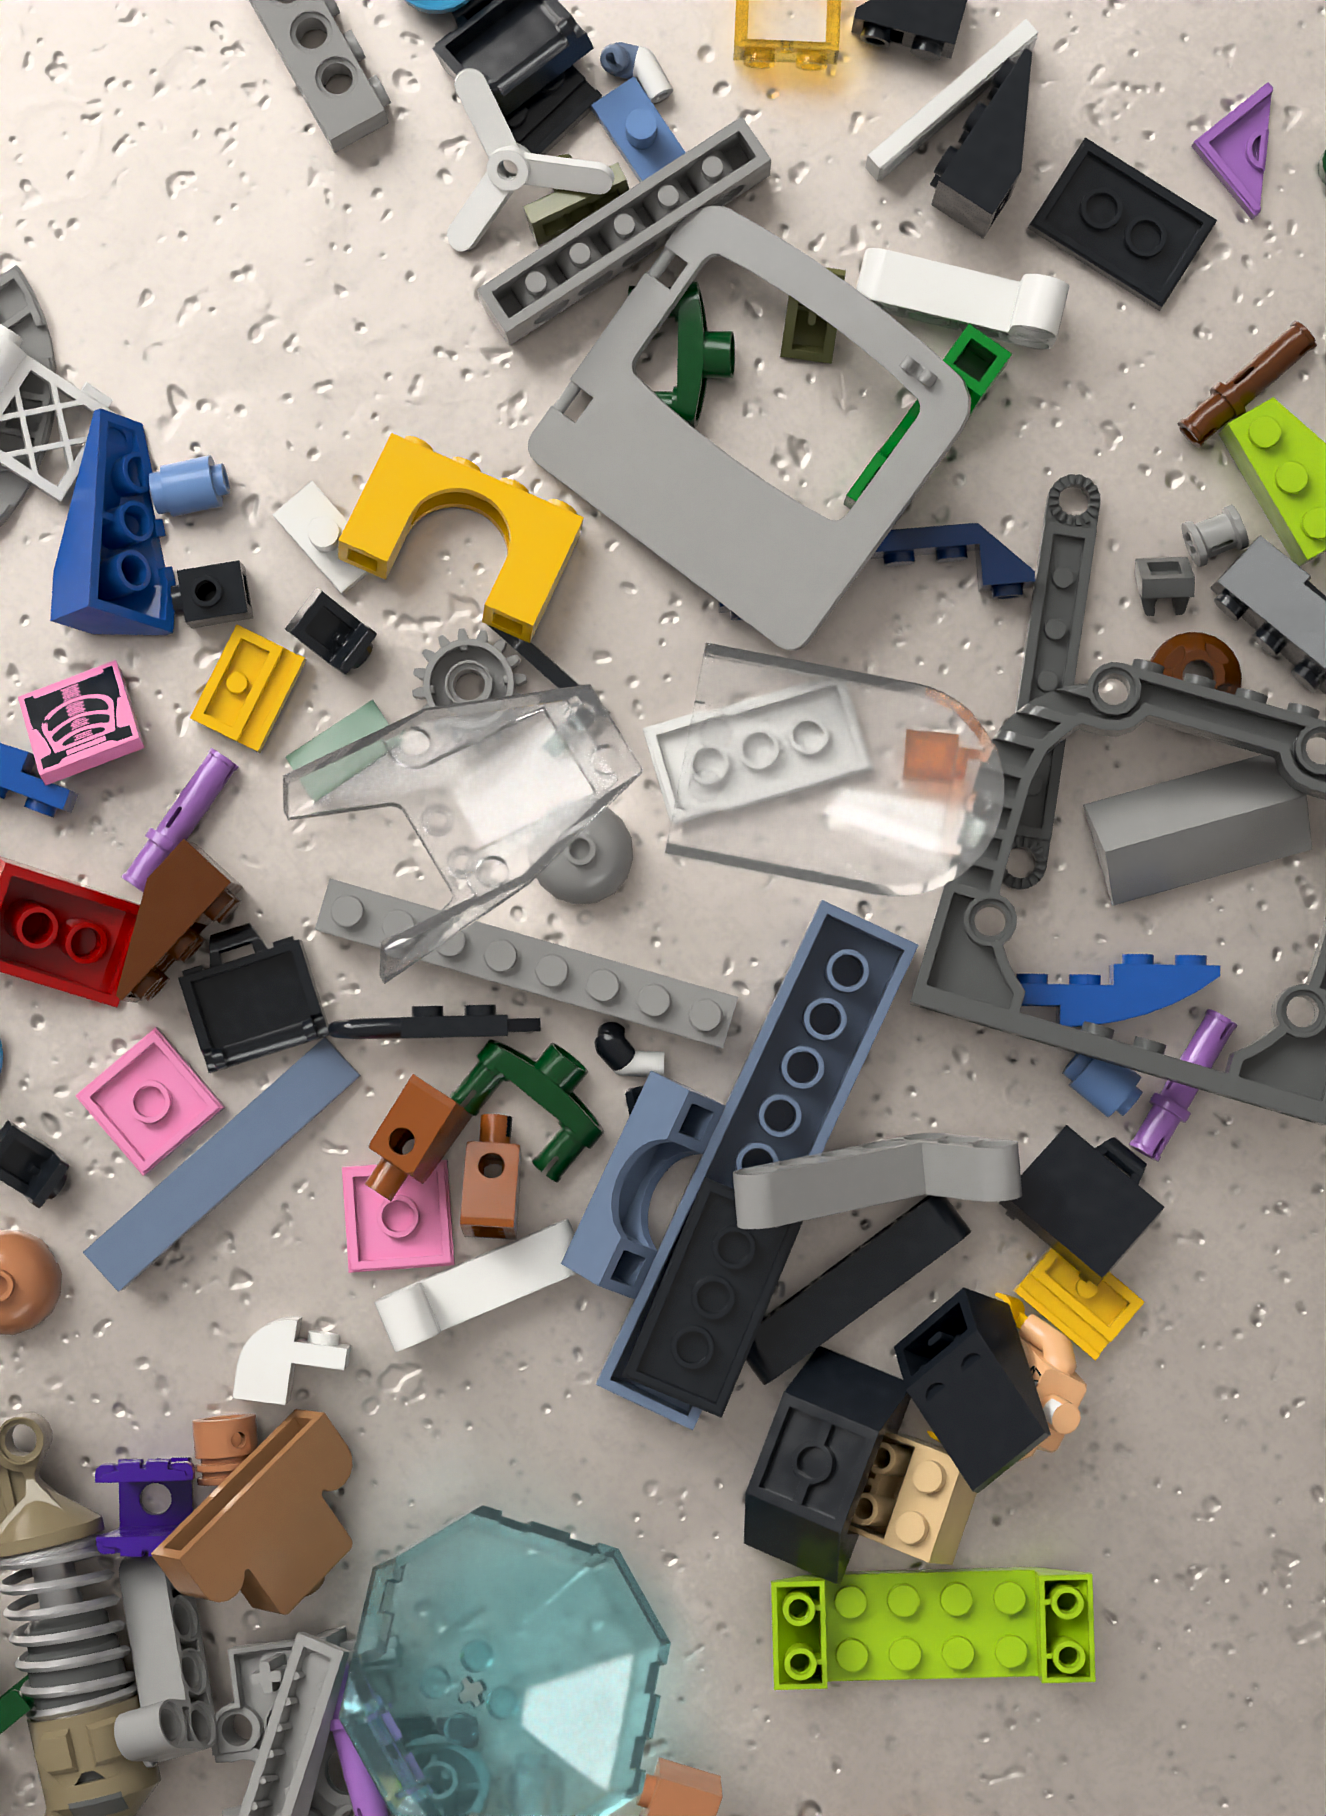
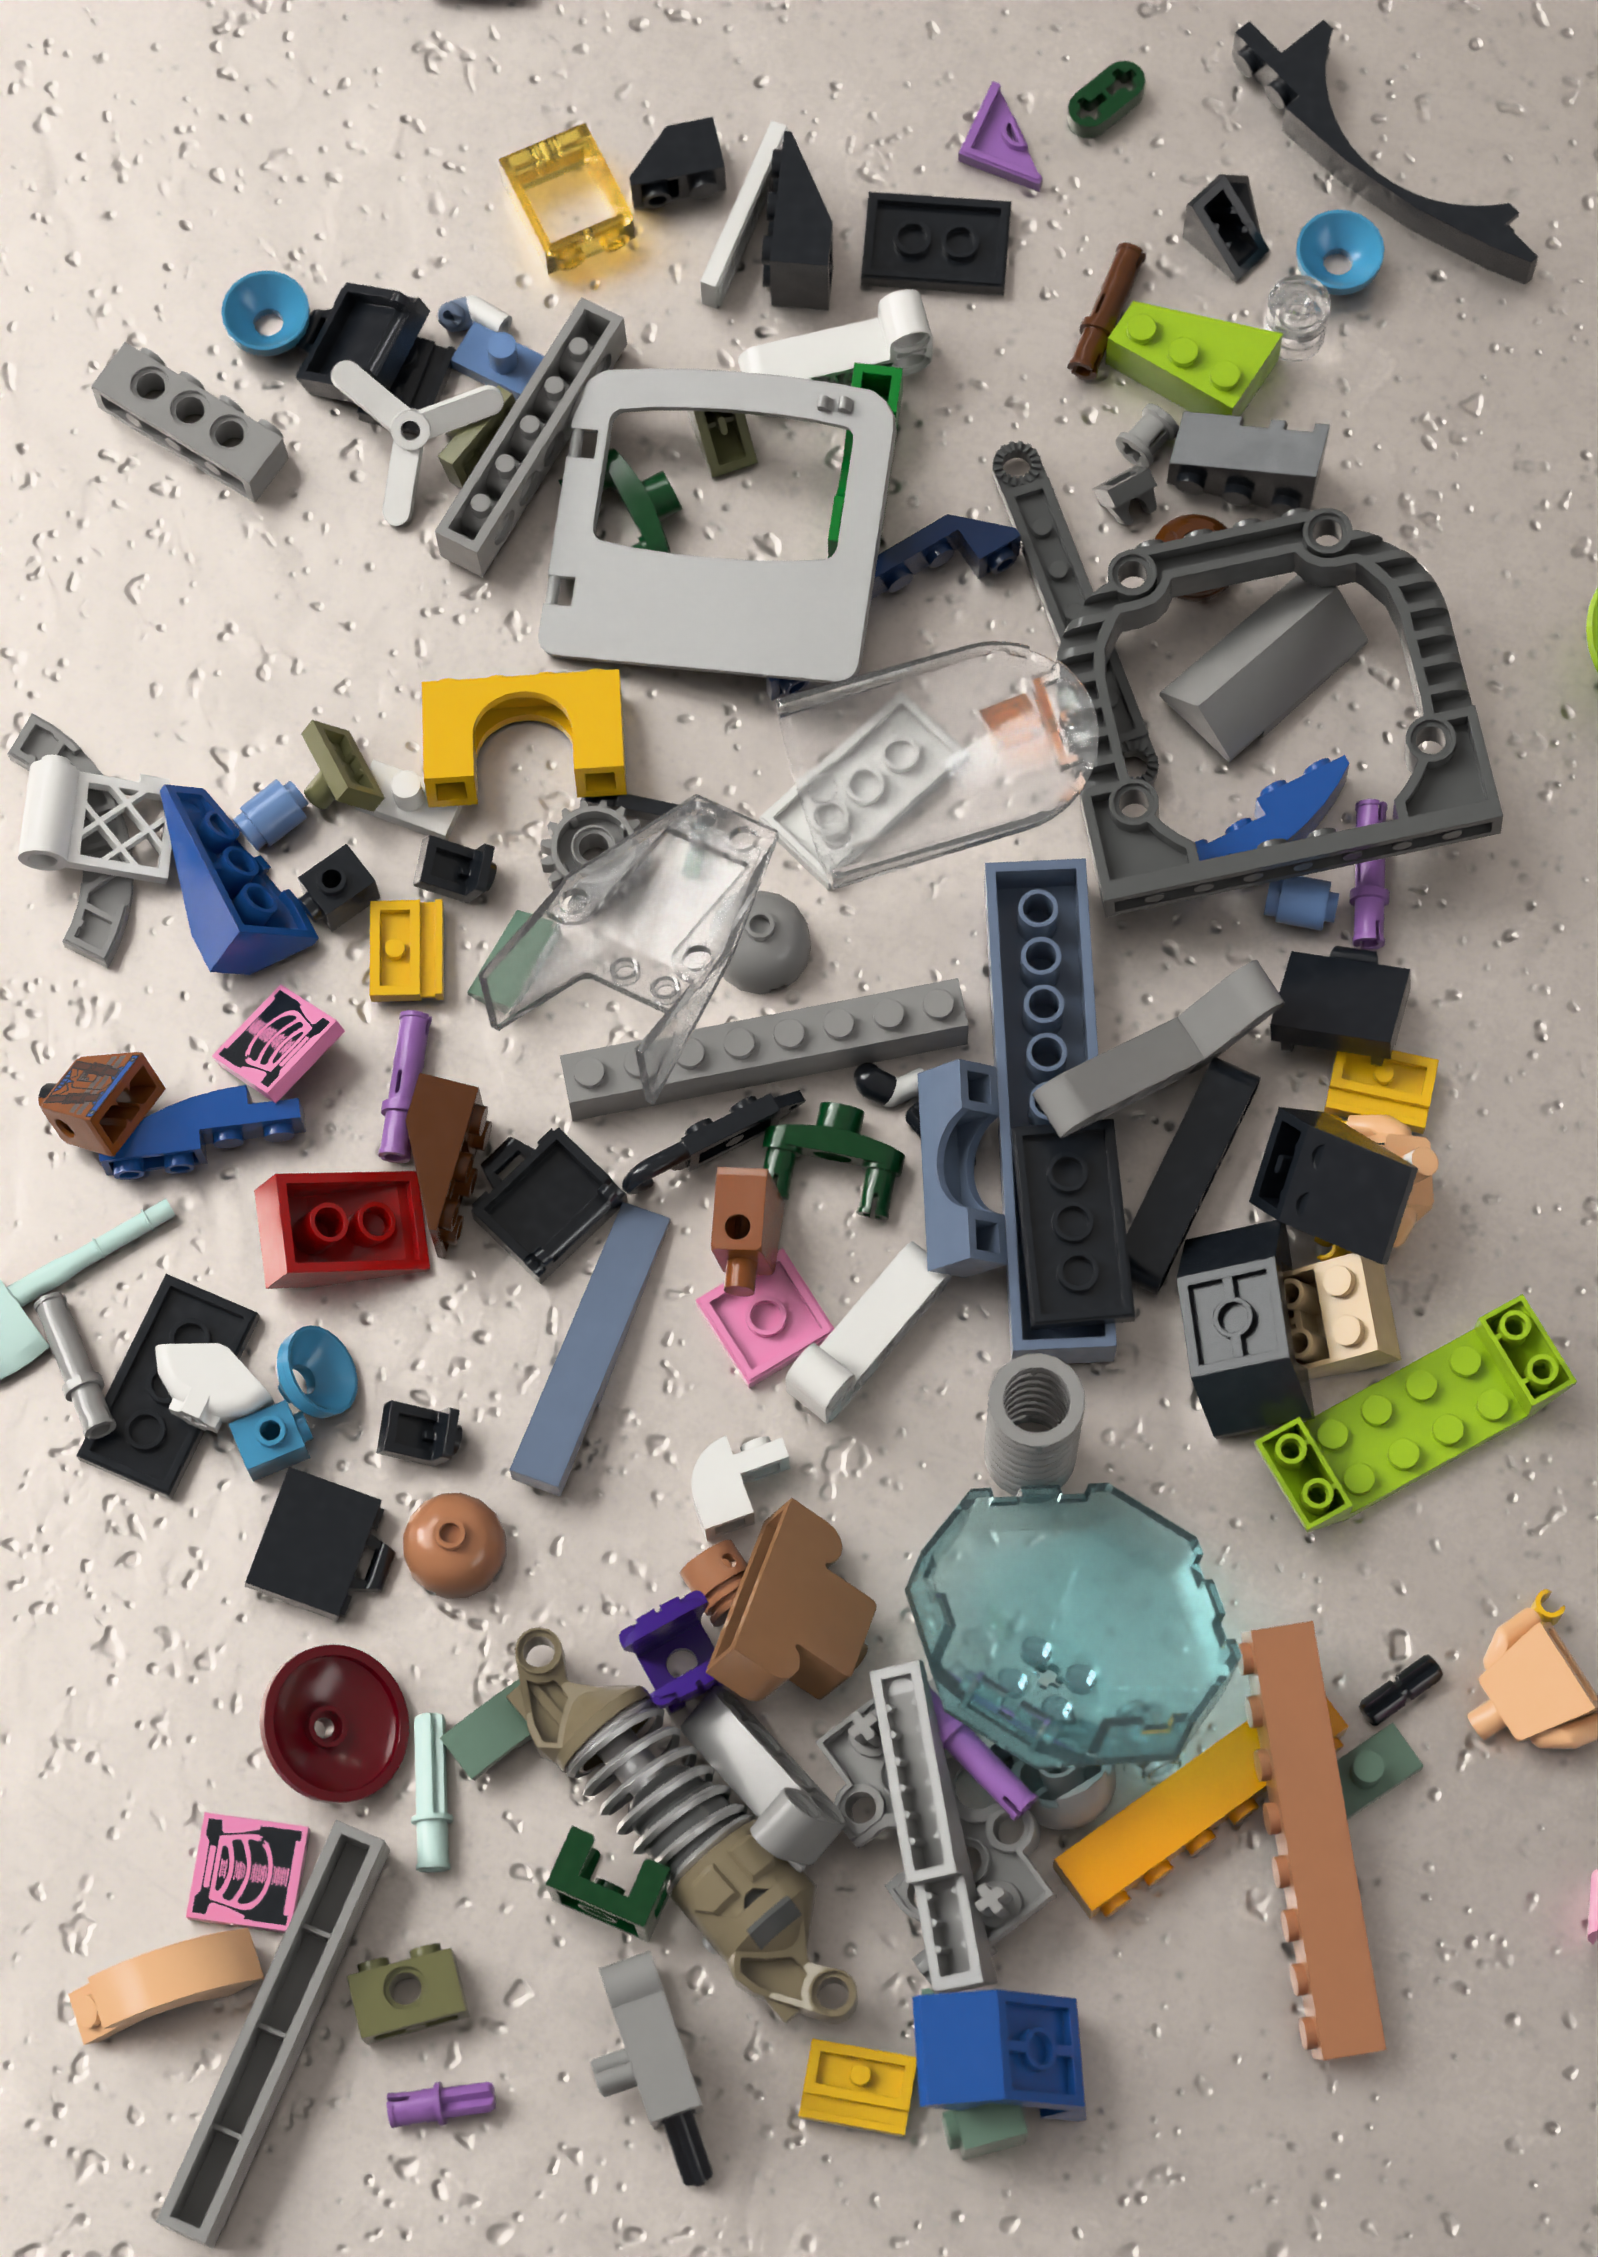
camera: 25 degrees left, 15 degrees down
(150, 1101) = (500, 1331): bright pink tile -> none
(275, 478) = (342, 769): none -> olive tile
(491, 1204) = (833, 1242): torso -> none
(567, 1518) = (1039, 1392): none -> light grey piece

